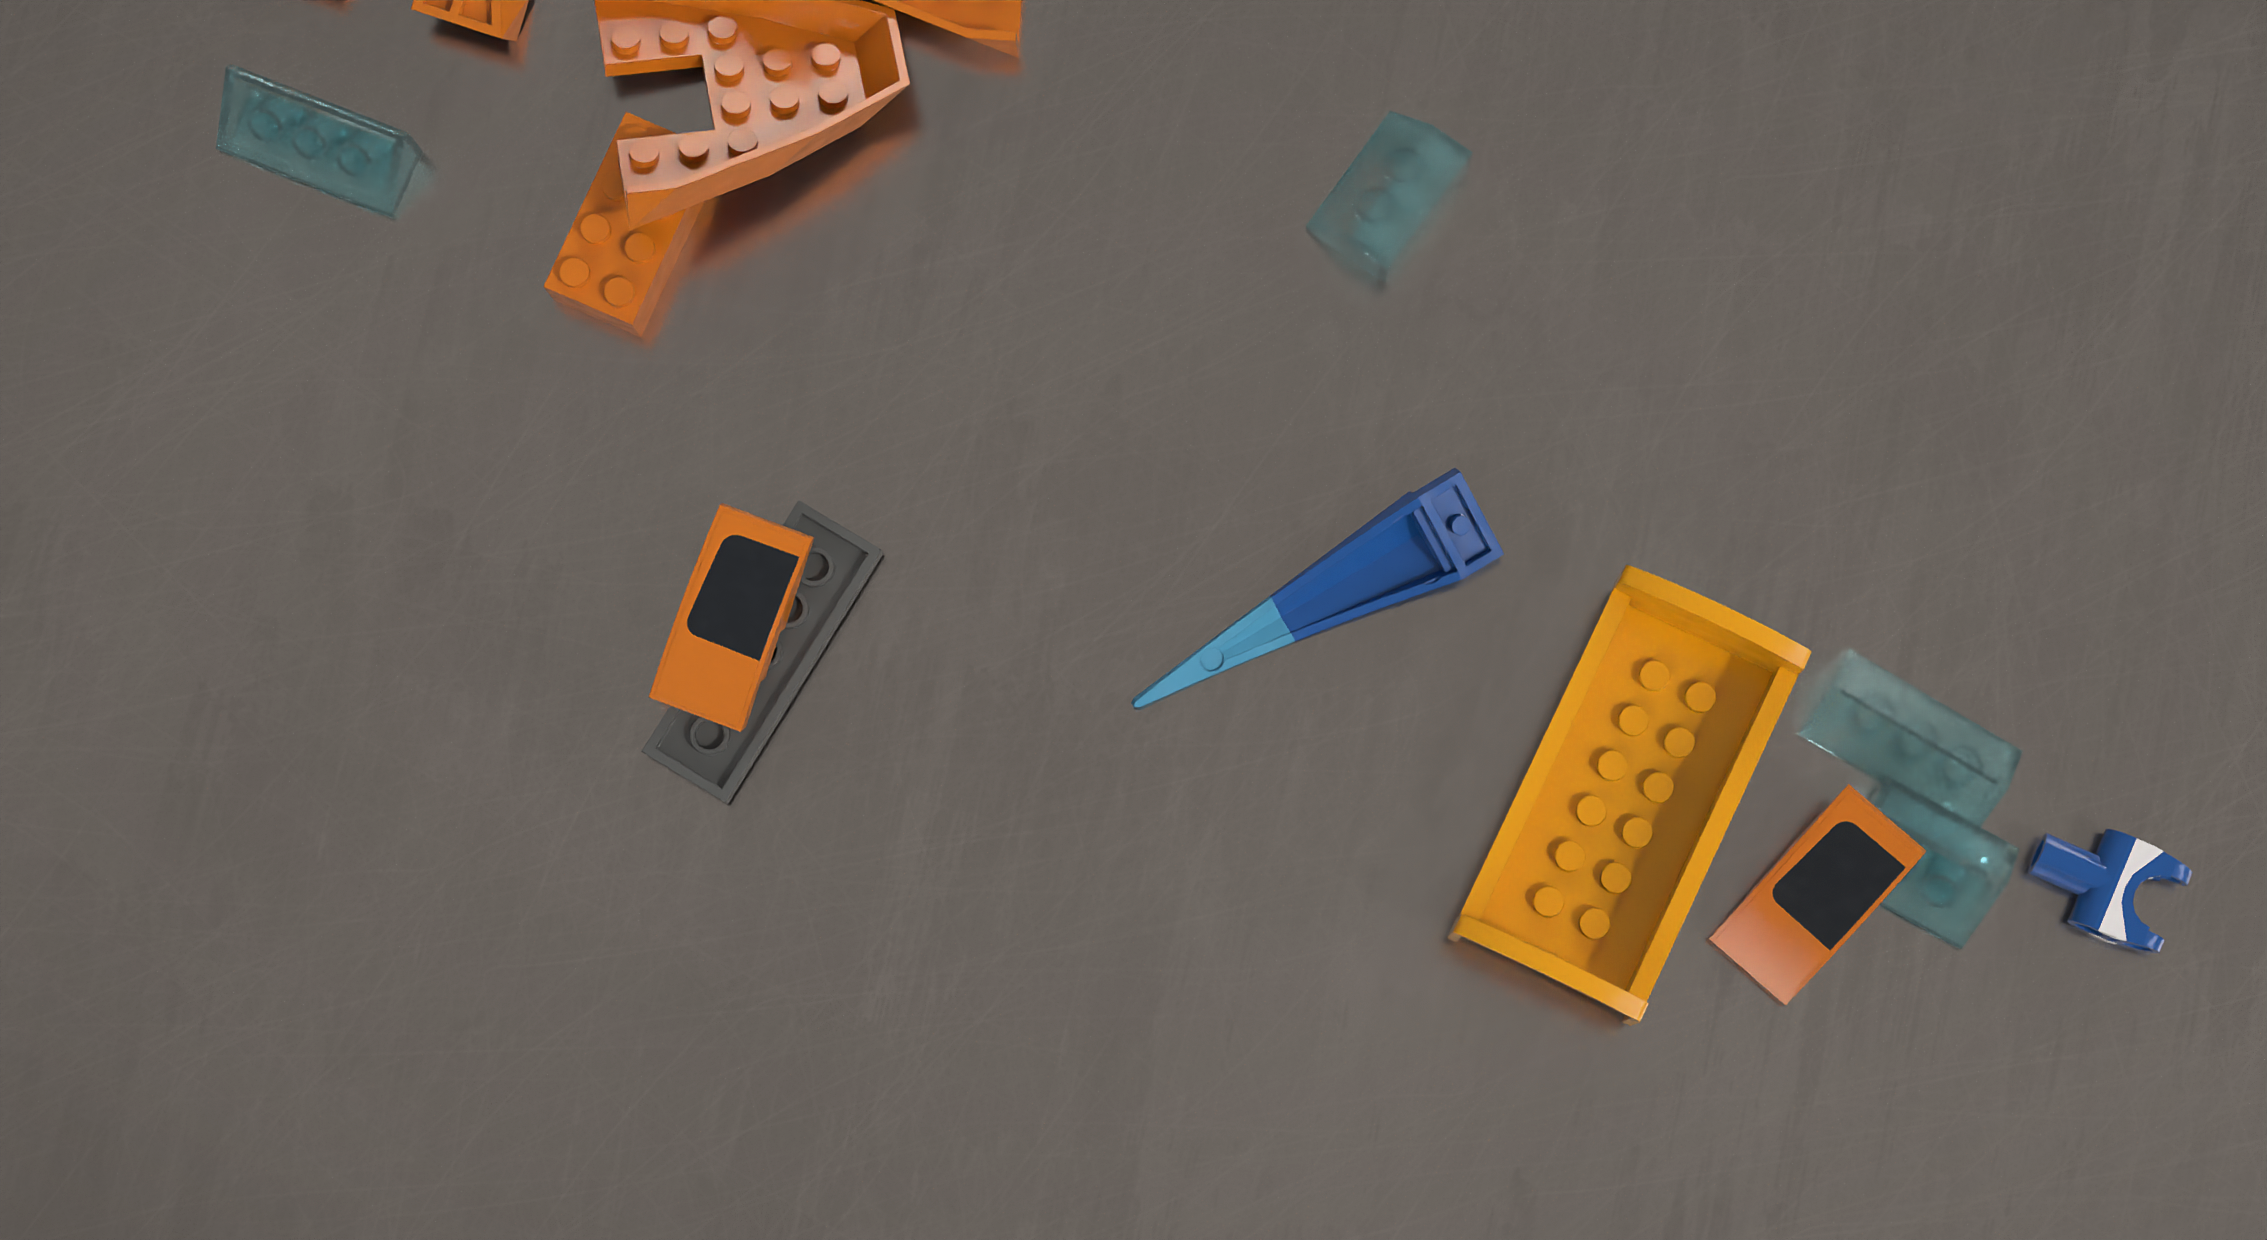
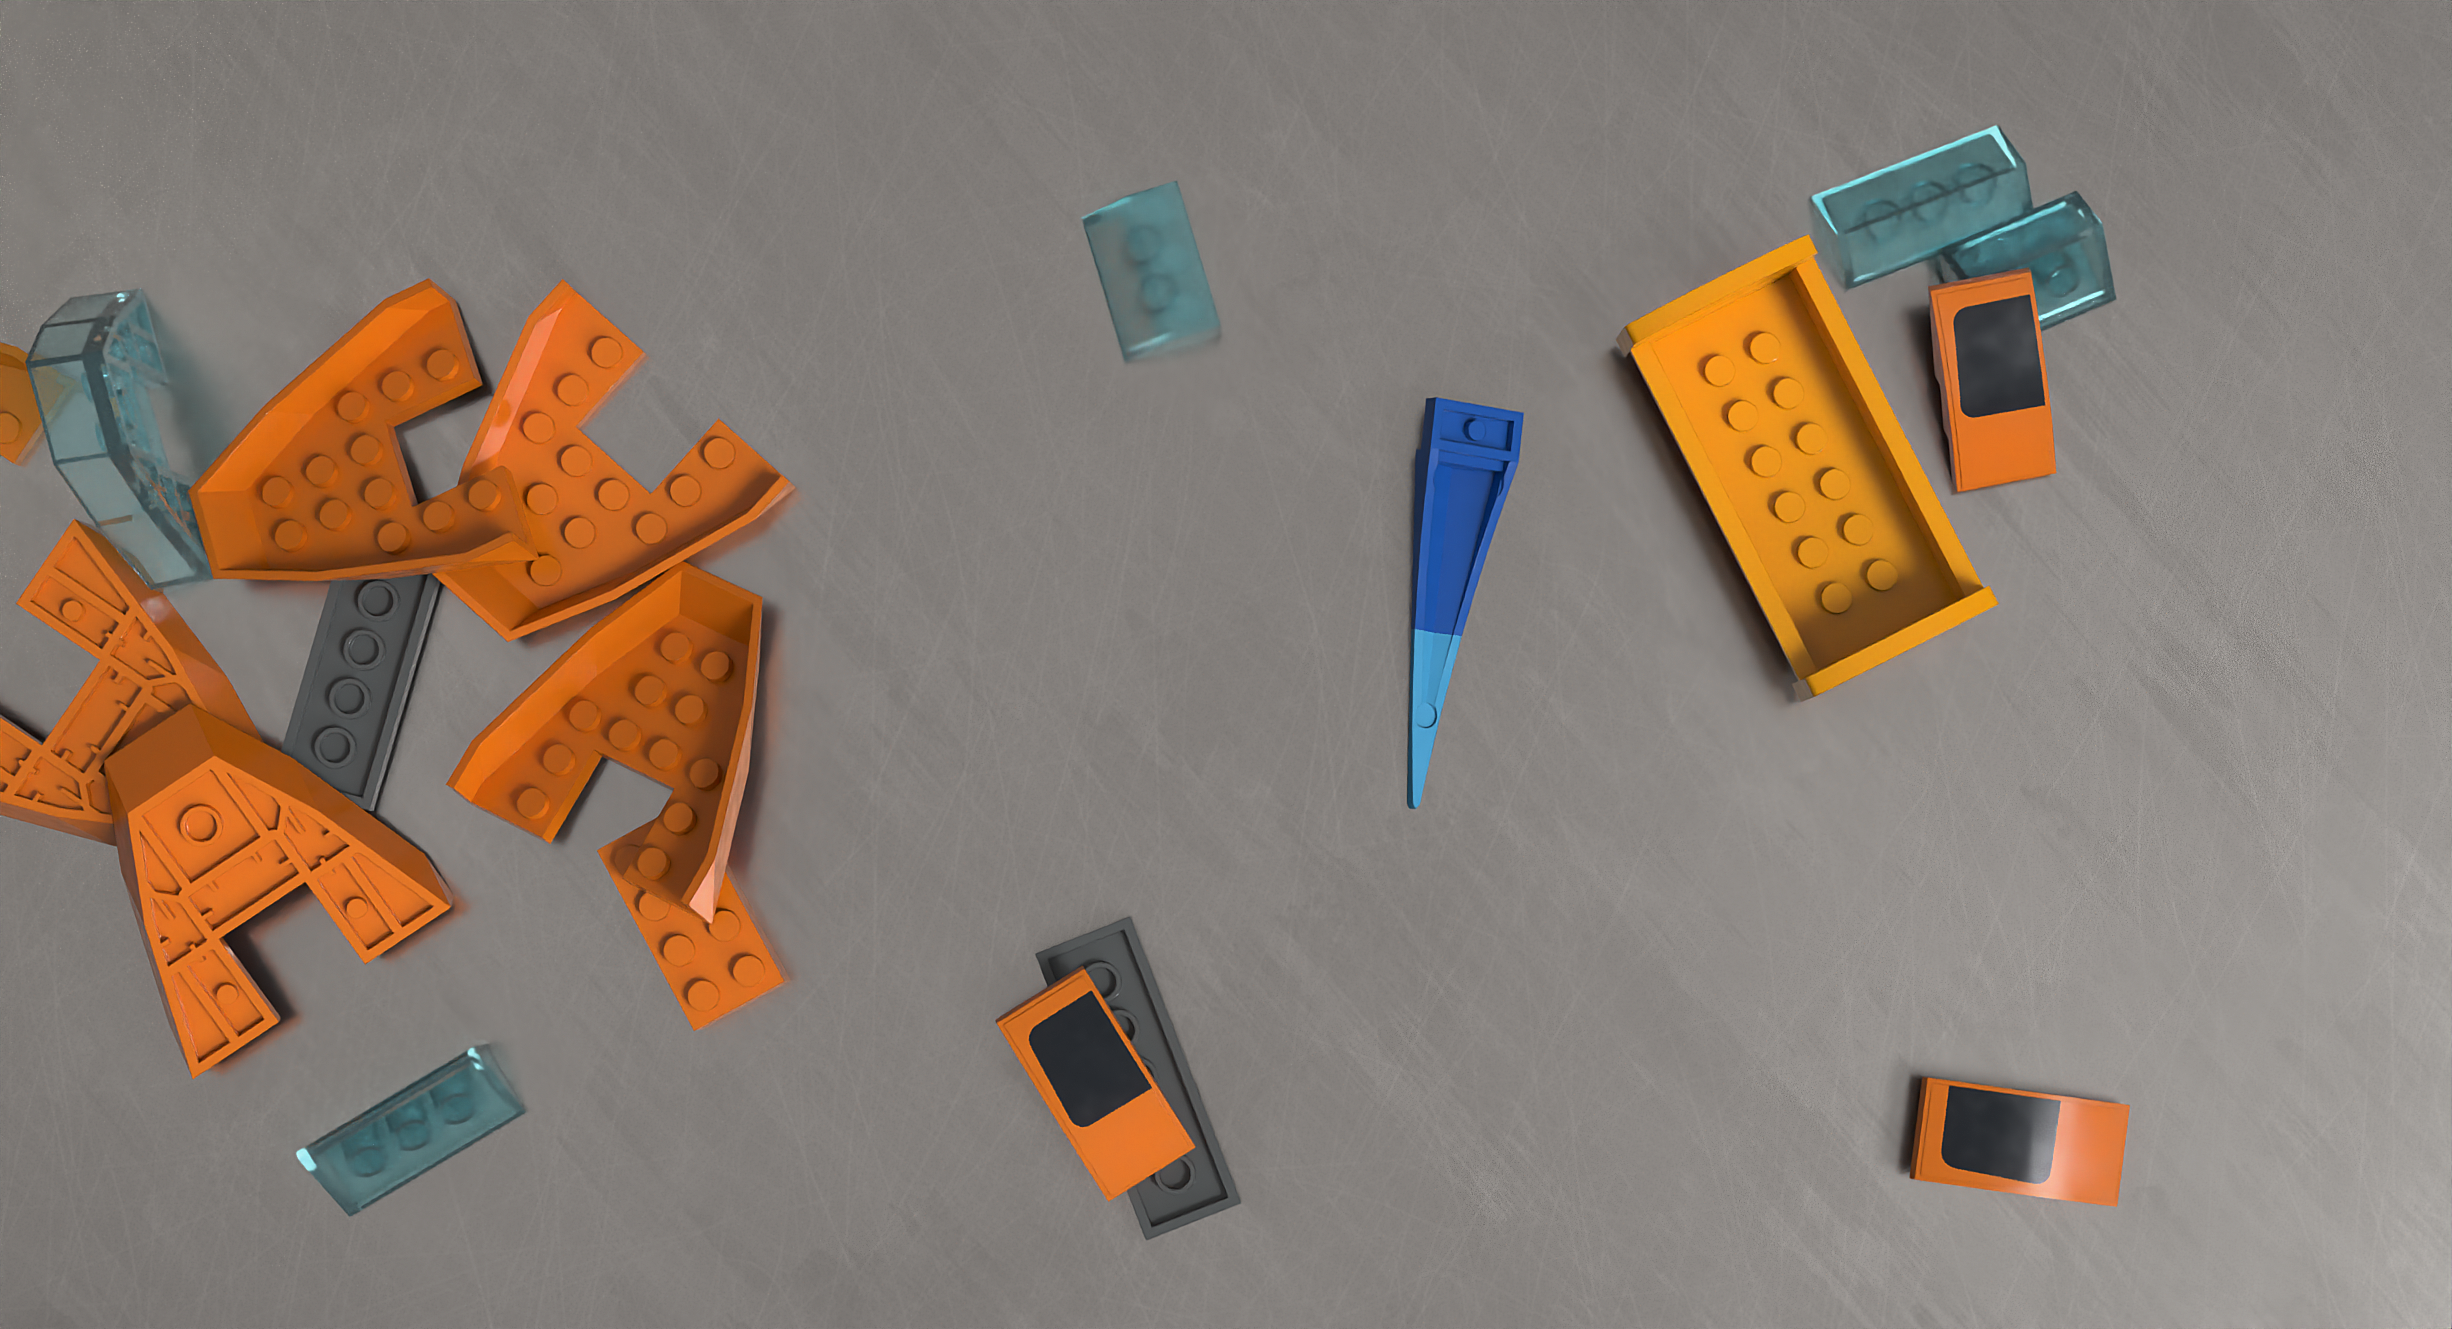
camera: 60 degrees left, 5 degrees up
(2108, 883) = (2153, 143): blue connector -> none

